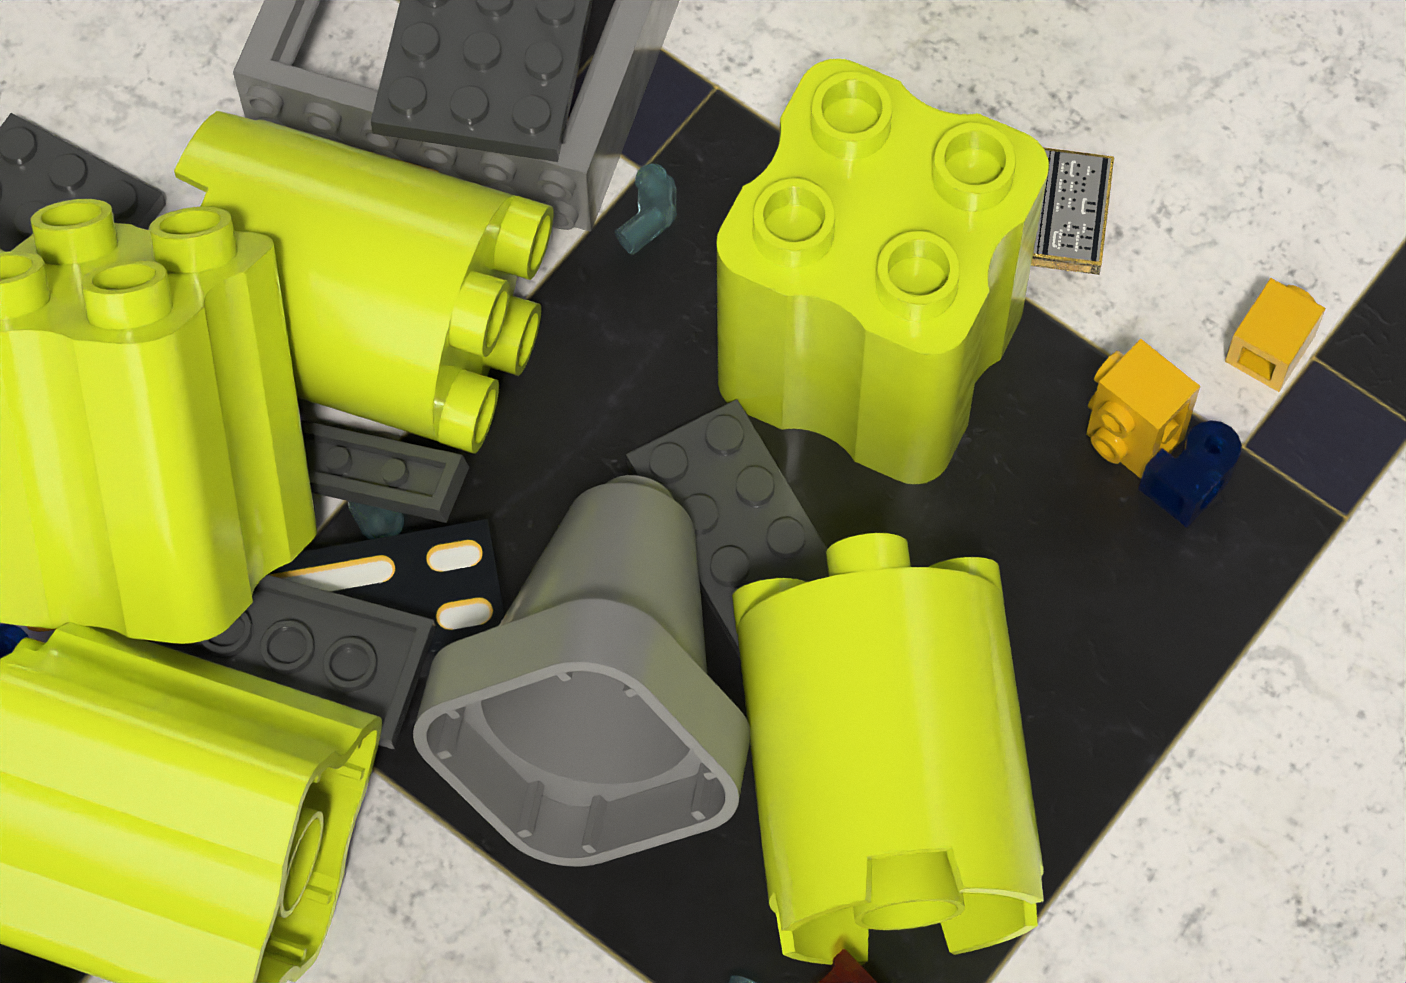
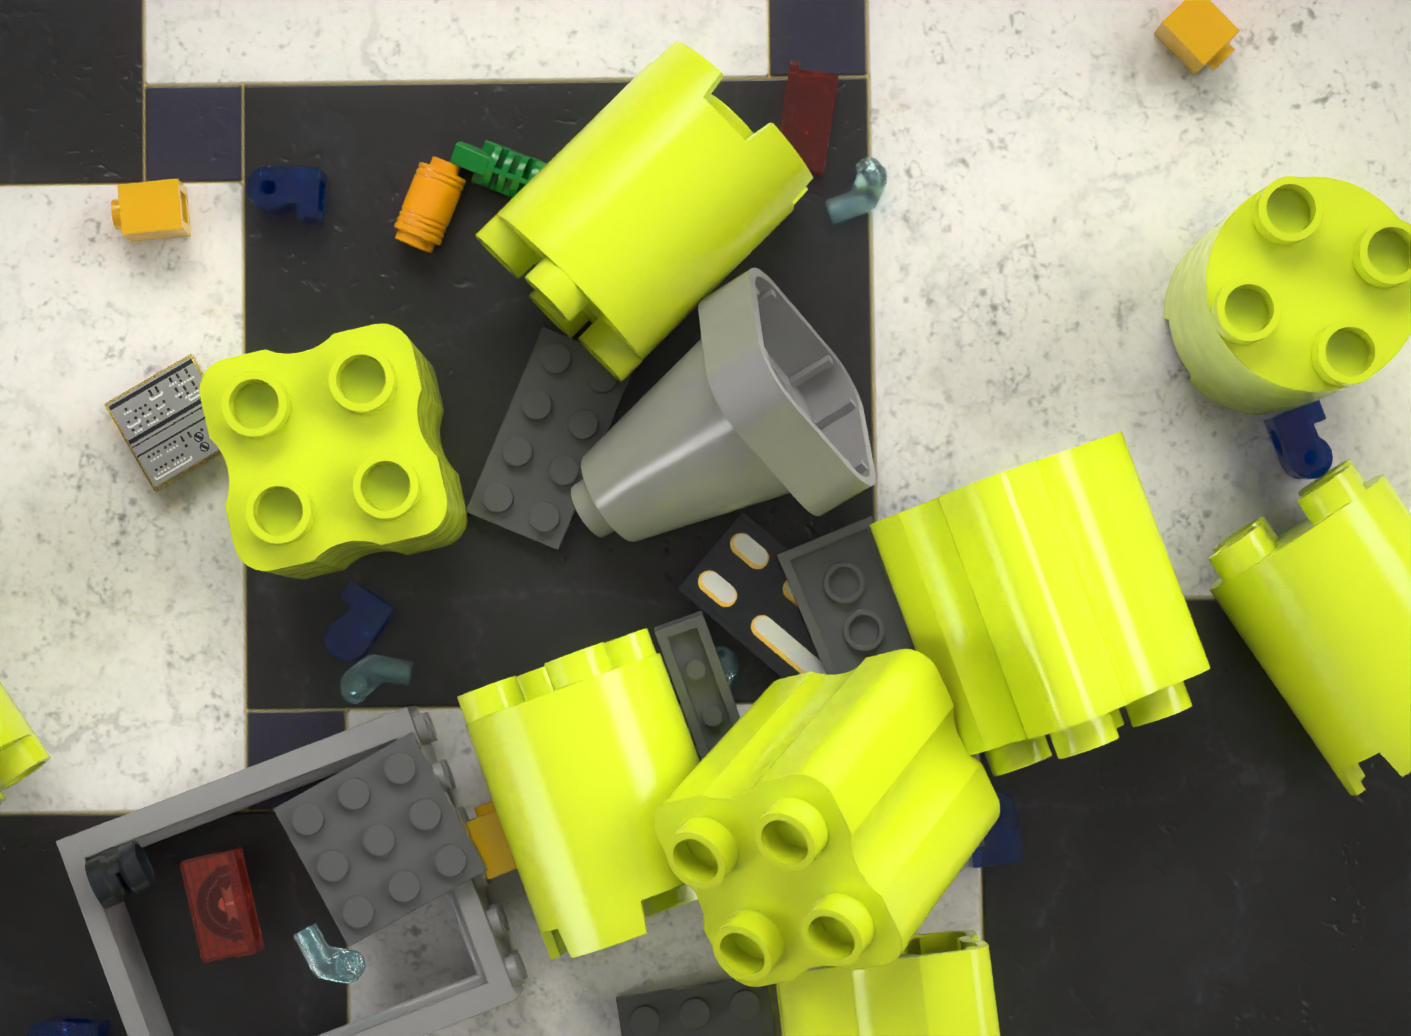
camera: 135 degrees left, 20 degrees up
(702, 208) = (359, 629): none -> clear blue leg
(1064, 682) = (496, 166): none -> green hinge
(1075, 590) = (429, 204): none -> light orange head
(1139, 407) = (282, 247): yellow brick -> none

